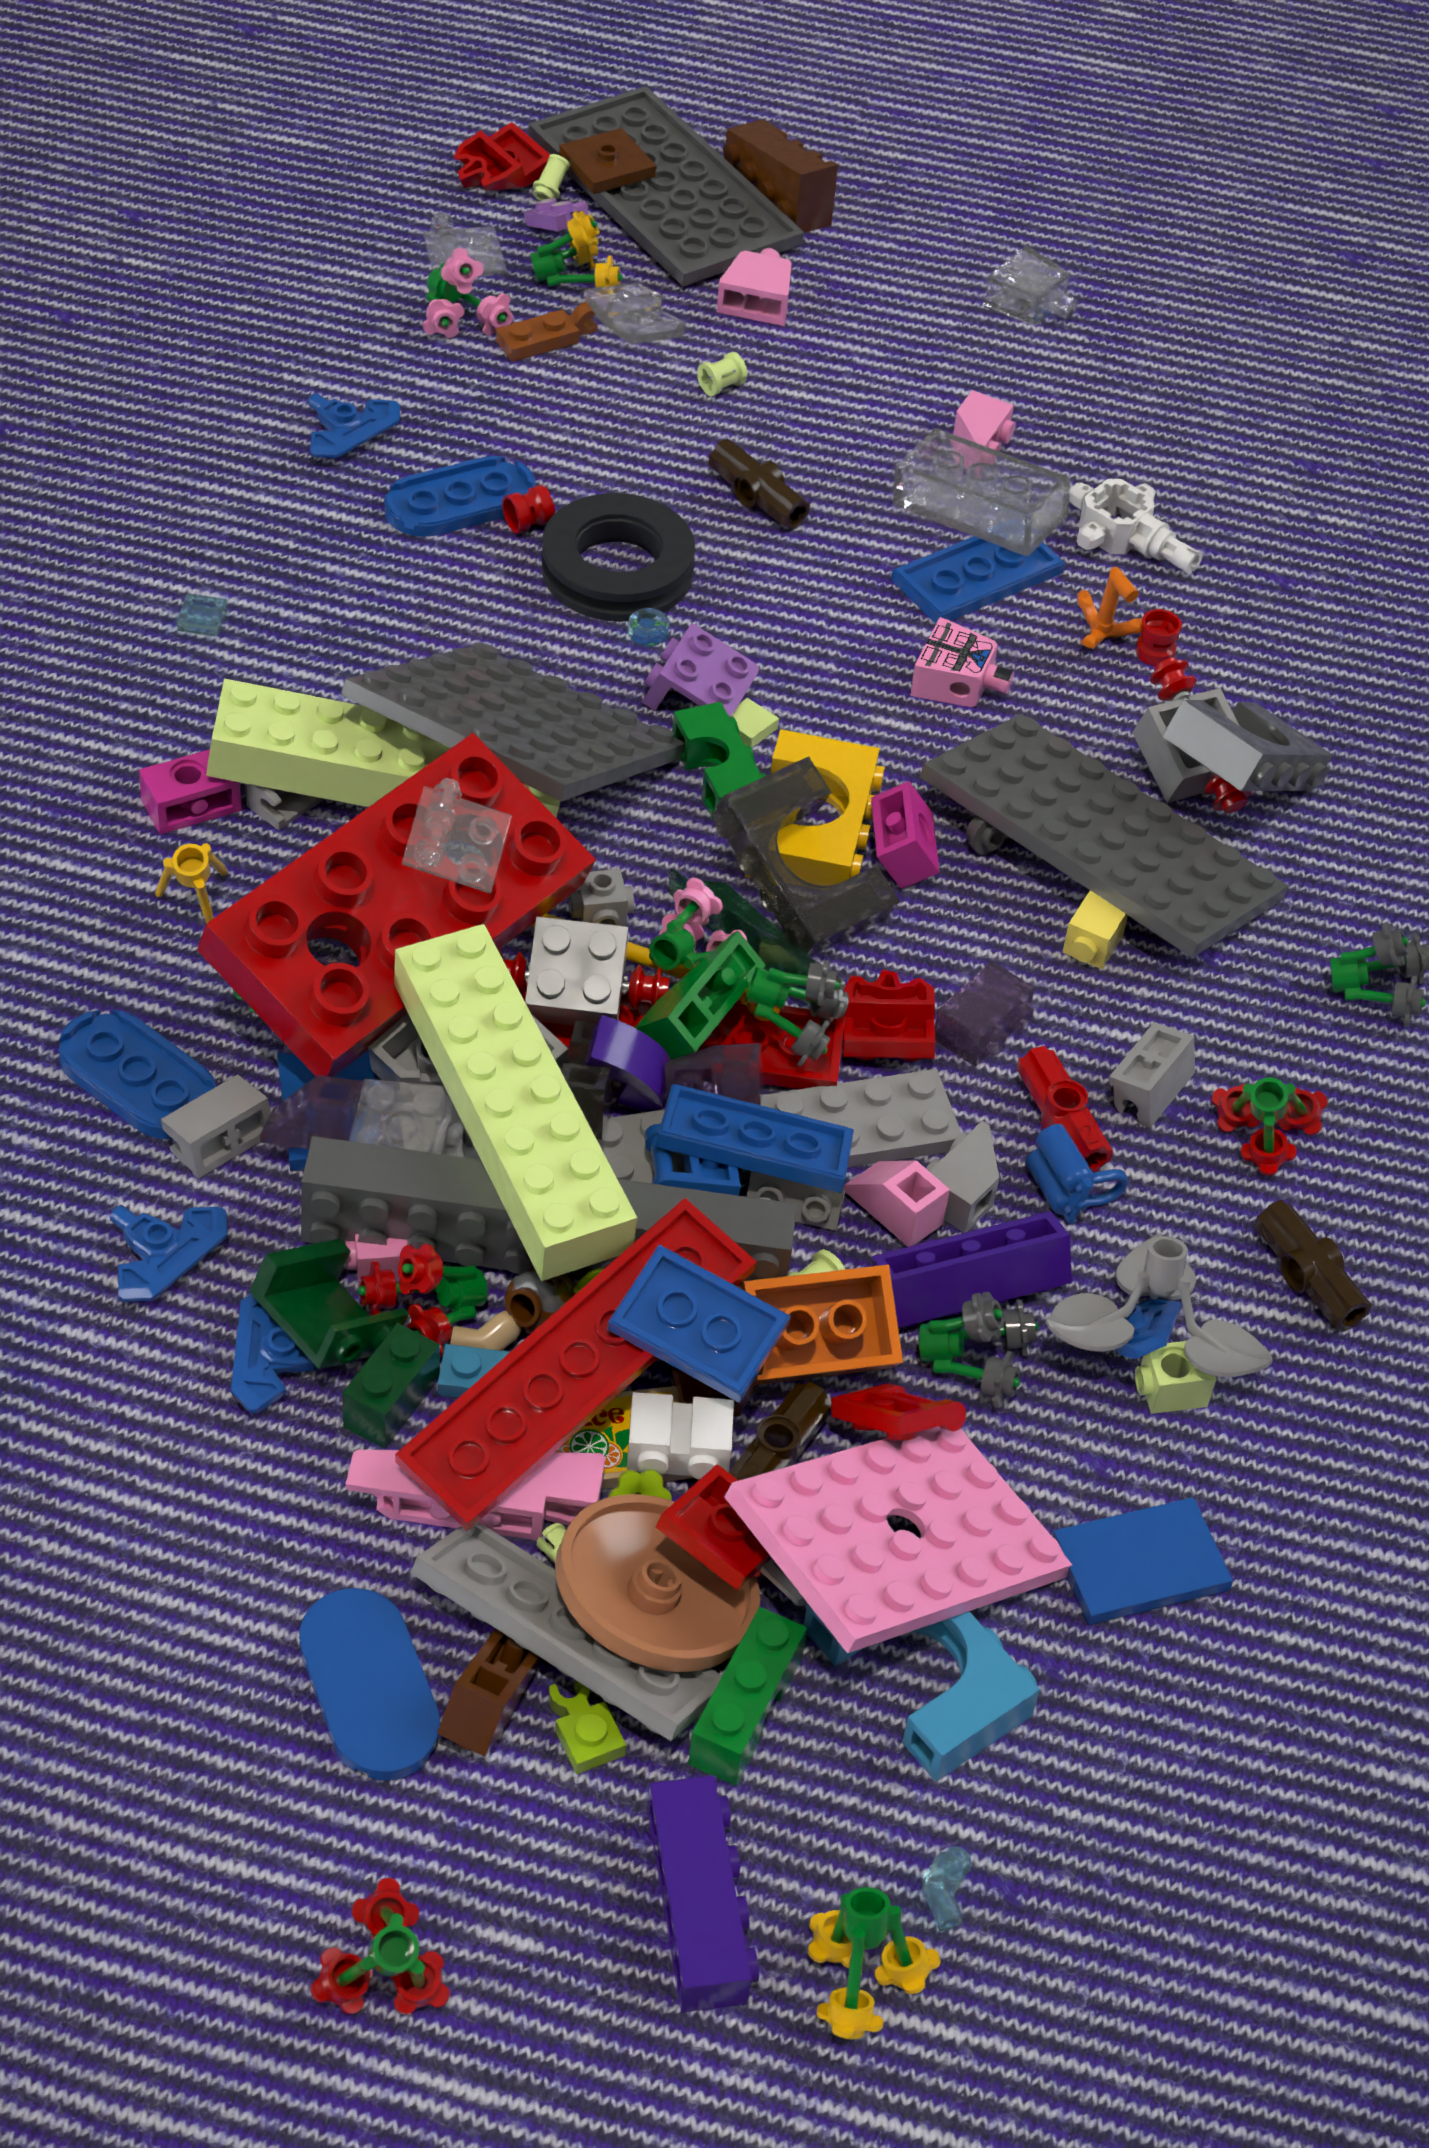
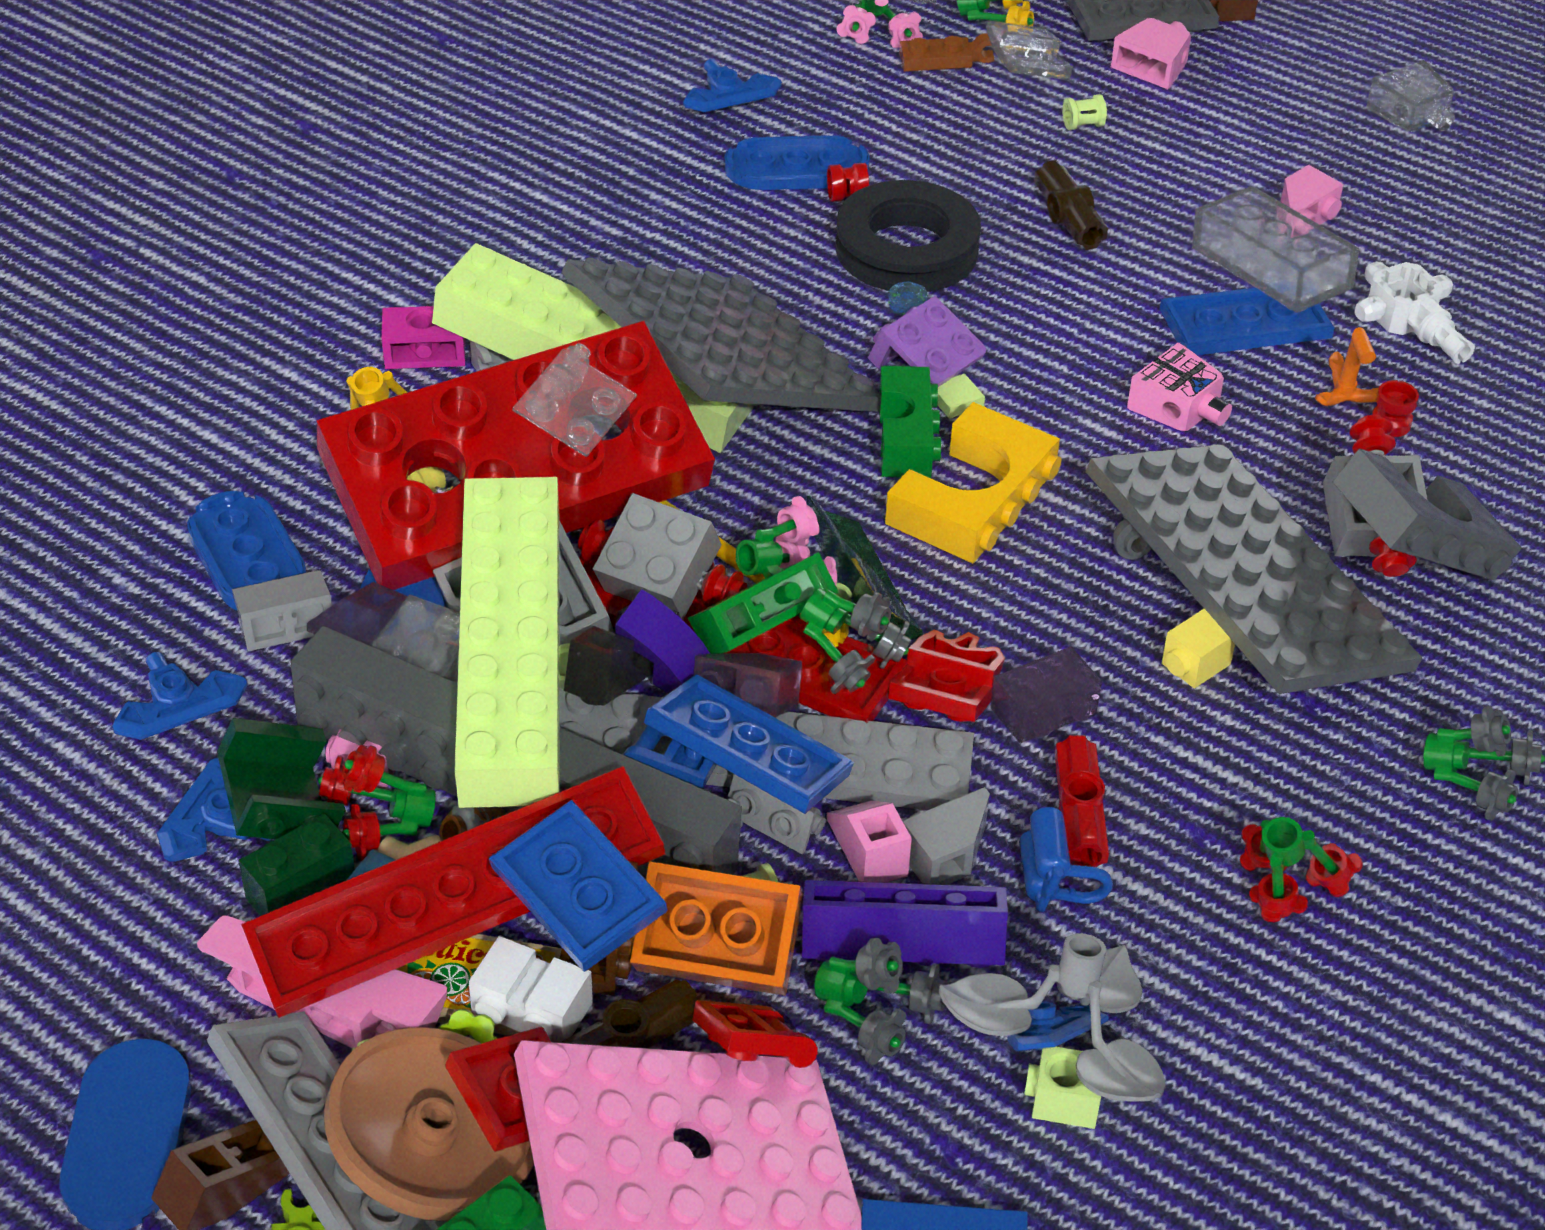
camera: 25 degrees right, 5 degrees down
(202, 615) = (521, 208): clear light blue tile -> none
(602, 899) = (732, 503): light grey brick -> none
(808, 913) = (921, 566): clear smoke arch -> none
(905, 835) = (1047, 519): dark pink brick -> none
(1154, 1072) = (1191, 792): light grey hinge -> none
(1312, 1265) = (1270, 1021): dark brown piece -> none

